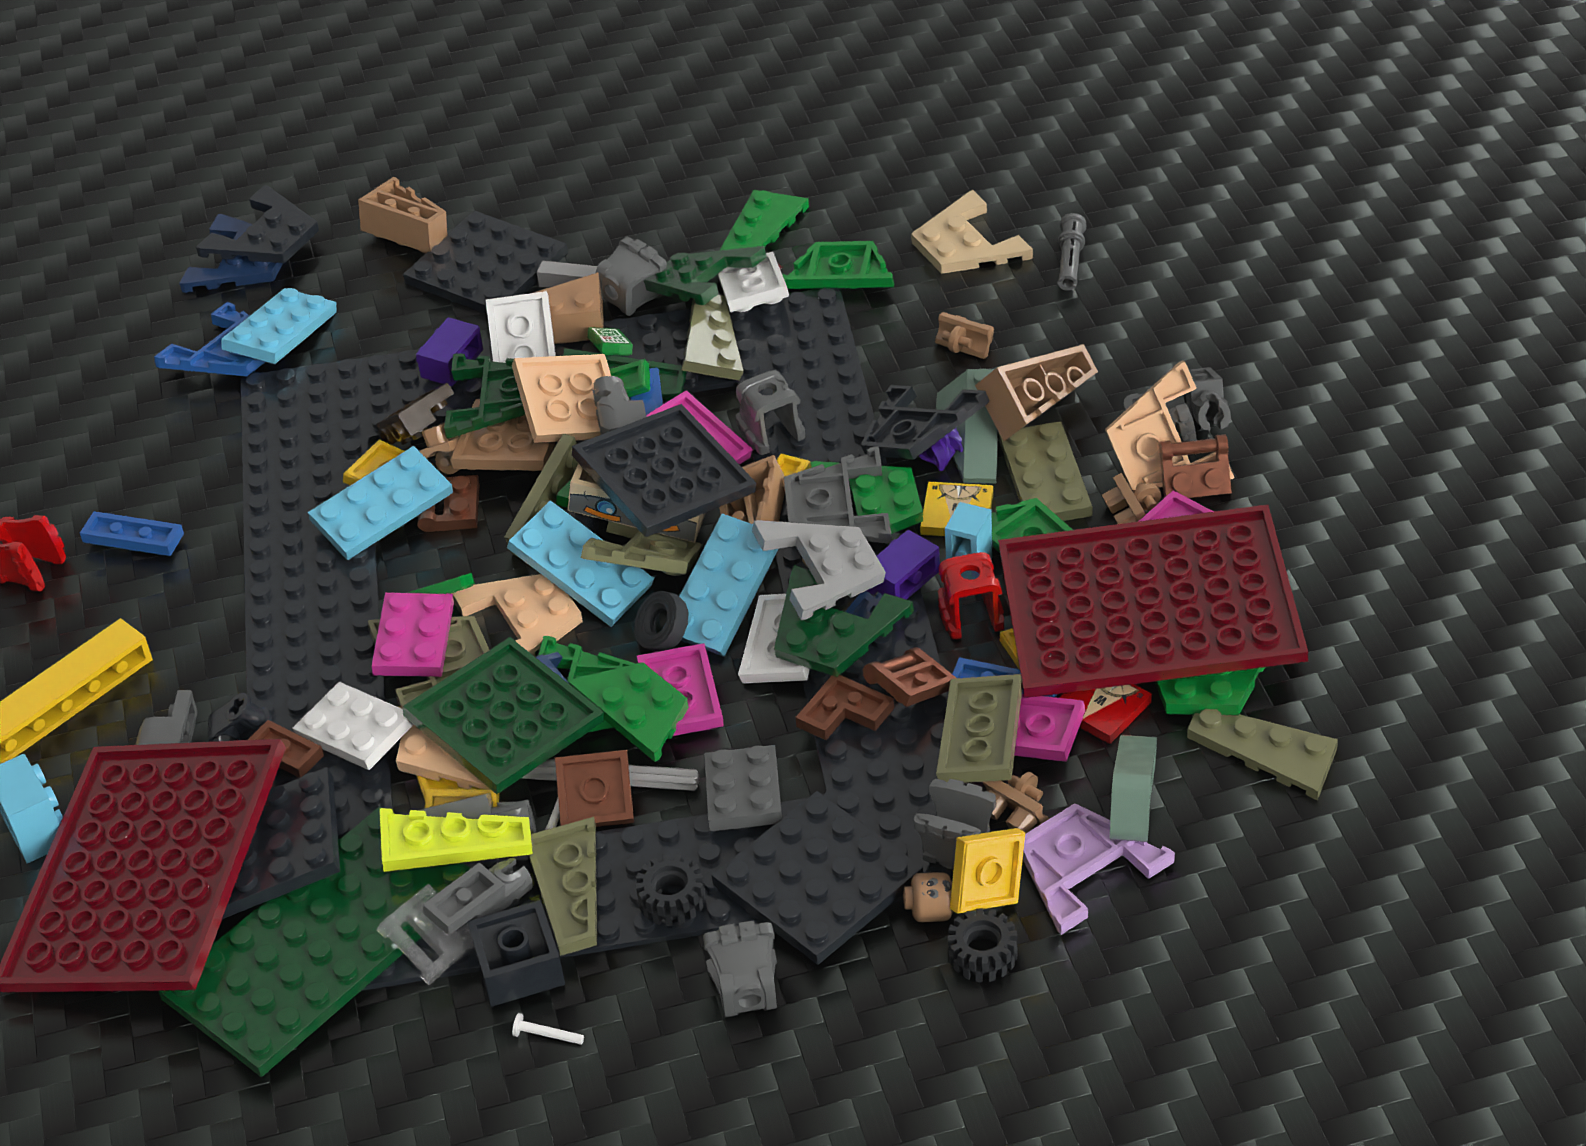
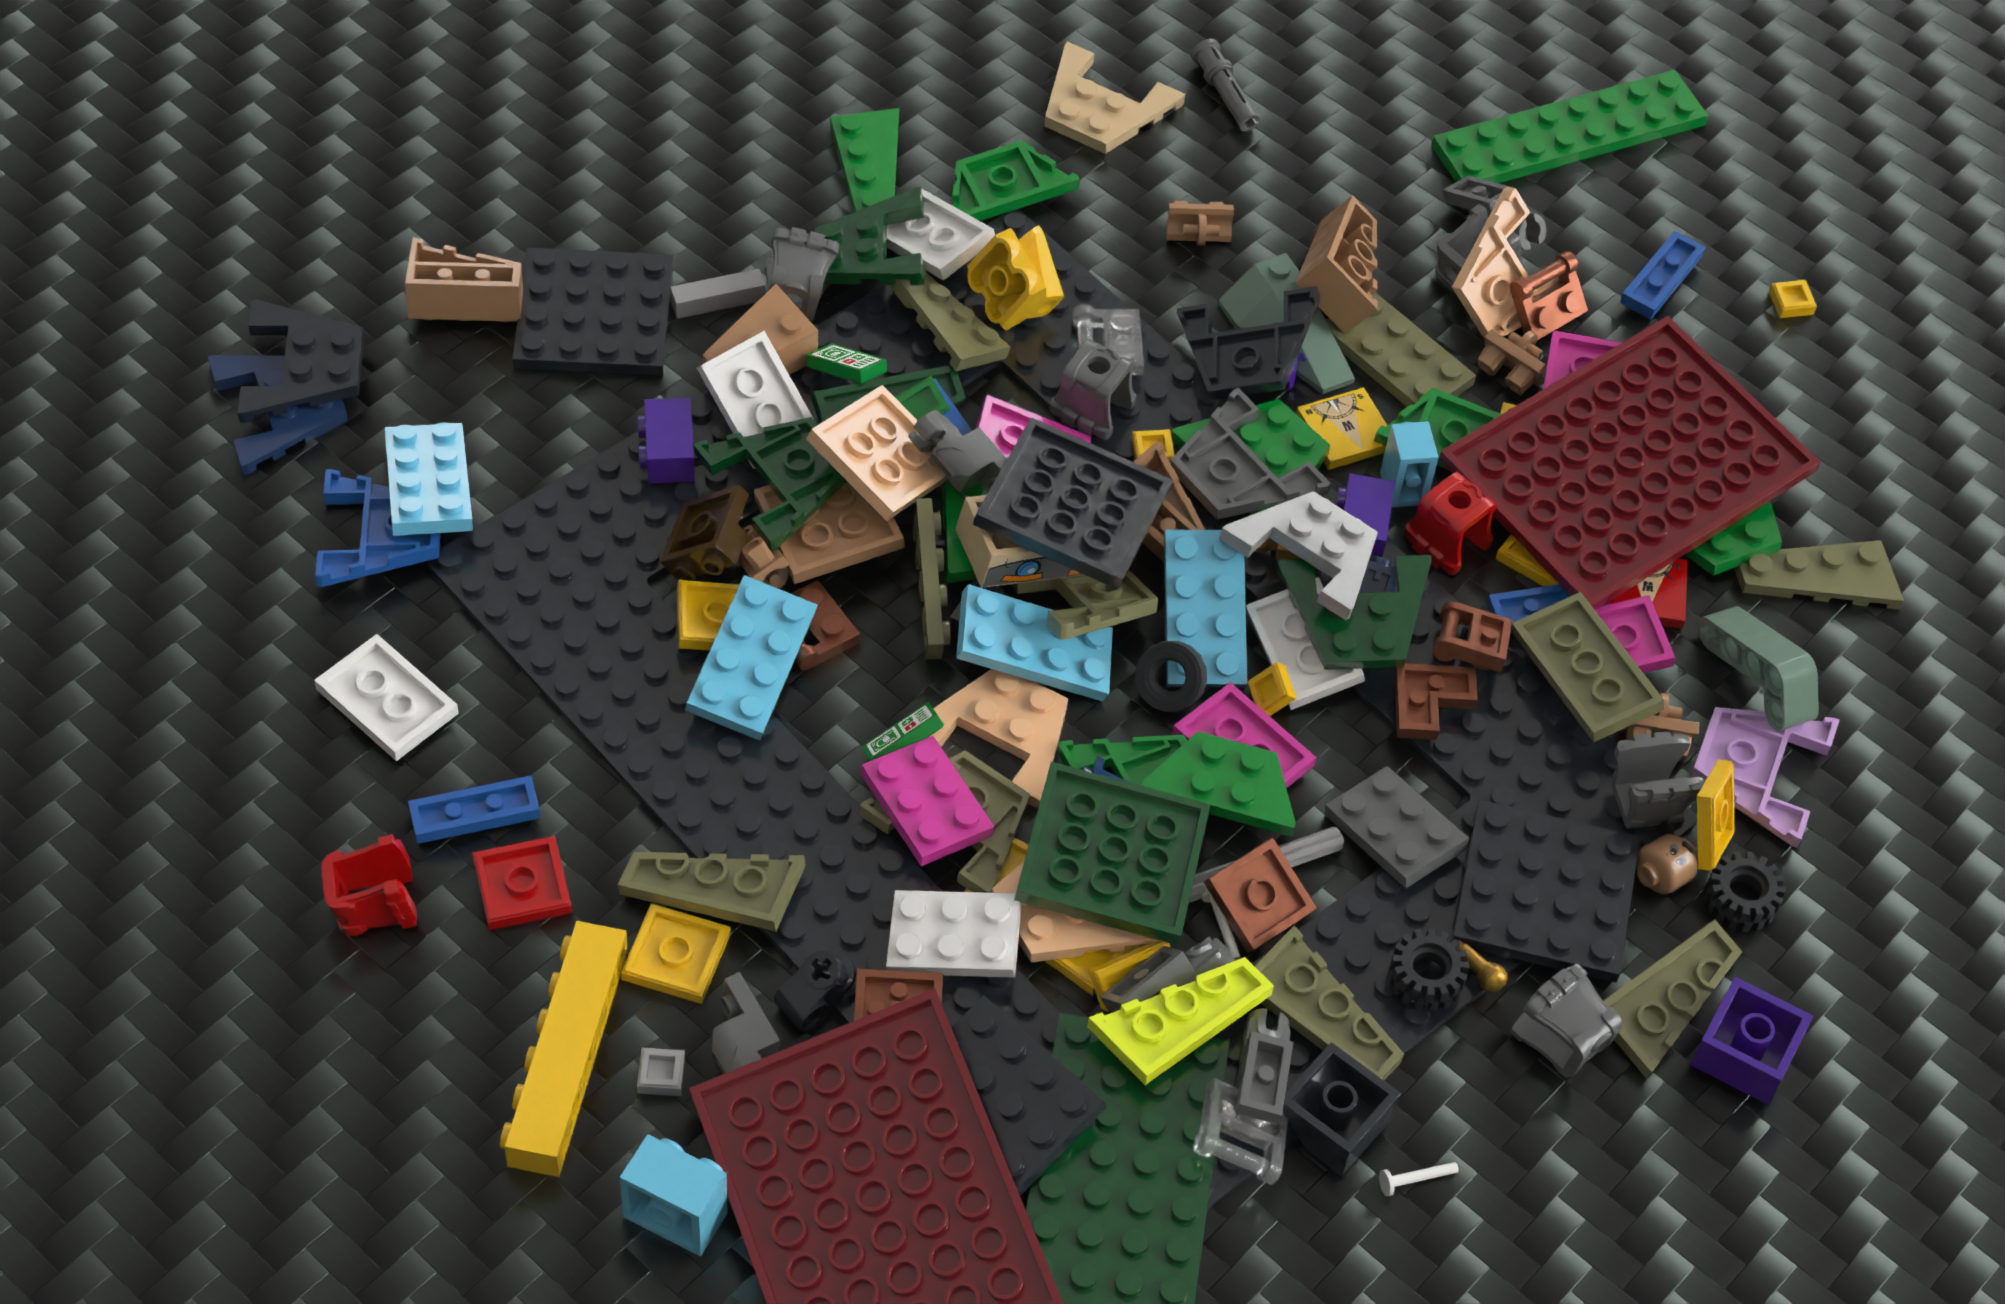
camera: 40 degrees left, 10 degrees up
(102, 734) = (661, 1071): none -> light grey tile
(124, 590) = (522, 882): none -> red tile
(140, 447) = (386, 697): none -> white plate
(178, 667) = (676, 953): none -> yellow tile
(234, 637) = (731, 889): none -> olive wing
(717, 912) = (1490, 975): none -> pearl gold piece
(731, 660) = (1272, 689): none -> yellow tile
(776, 322) = (1015, 277): none -> yellow piece
(830, 392) = (1119, 329): none -> clear plate
(845, 992) = (1669, 994): none -> olive wing
(881, 1047) = (1751, 1040): none -> dark purple brick
(1317, 486) = (1662, 274): none -> blue plate
(1336, 364) = (1571, 129): none -> green plate
(1423, 541) = (1792, 299): none -> yellow tile

